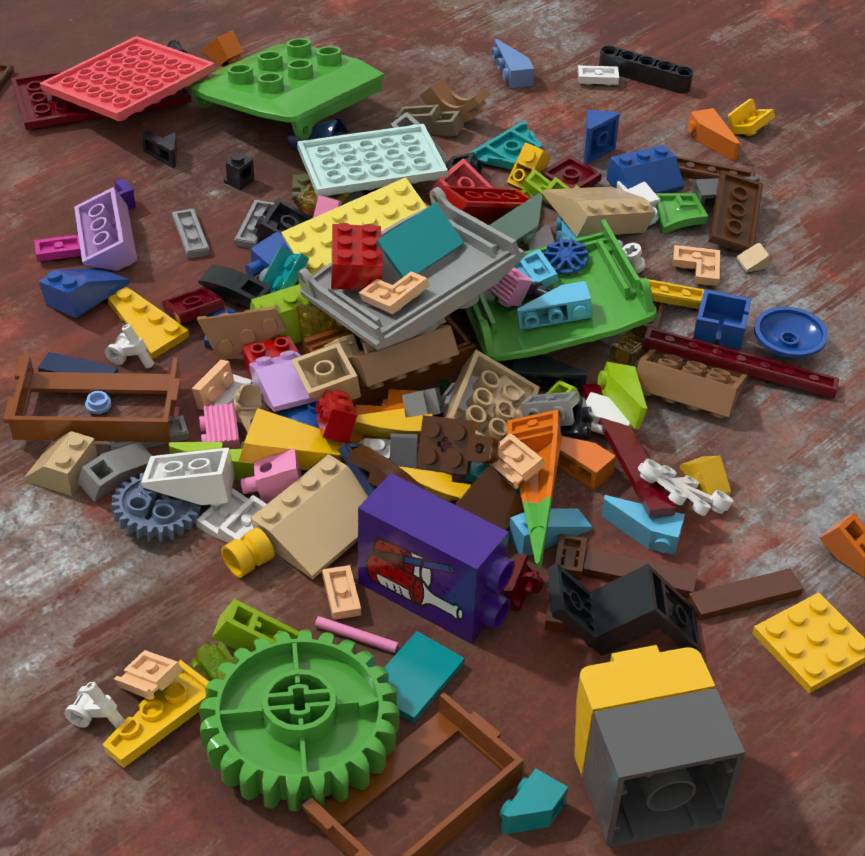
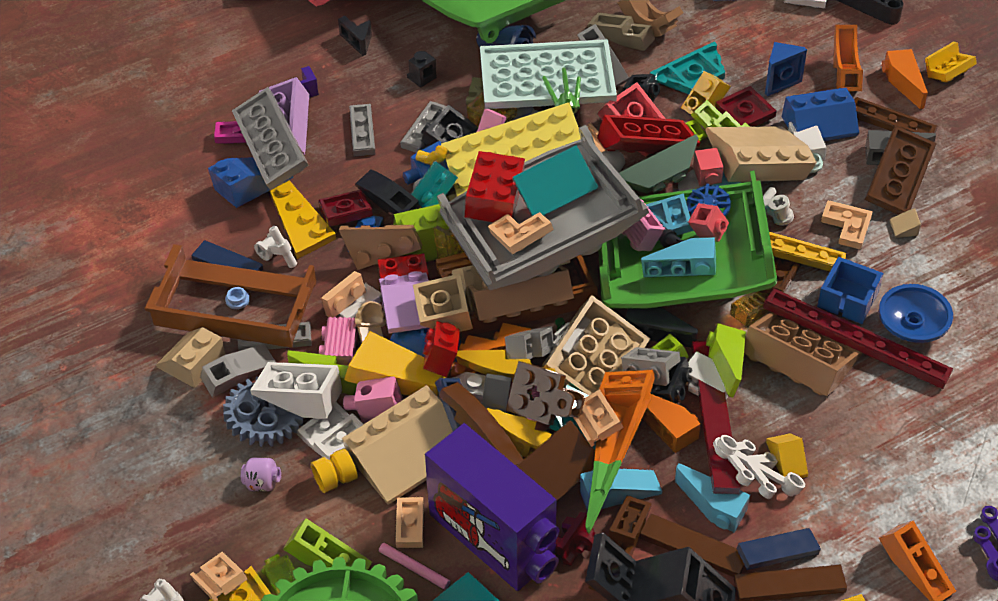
camera: 15 degrees right, 5 degrees up
(100, 245) = (270, 138): none -> light grey plate
(168, 568) = (260, 474): none -> lavender head
(272, 247) = (428, 158): none -> yellow arm
(399, 174) = (566, 96): none -> bright green plant
(554, 224) = (708, 166): none -> coral brick
(574, 267) = (708, 222): none -> coral brick
(654, 120) = (846, 58): none -> orange arch
(679, 211) = (845, 161): bright green plate -> none
(725, 562) = (778, 548): none -> dark blue tile

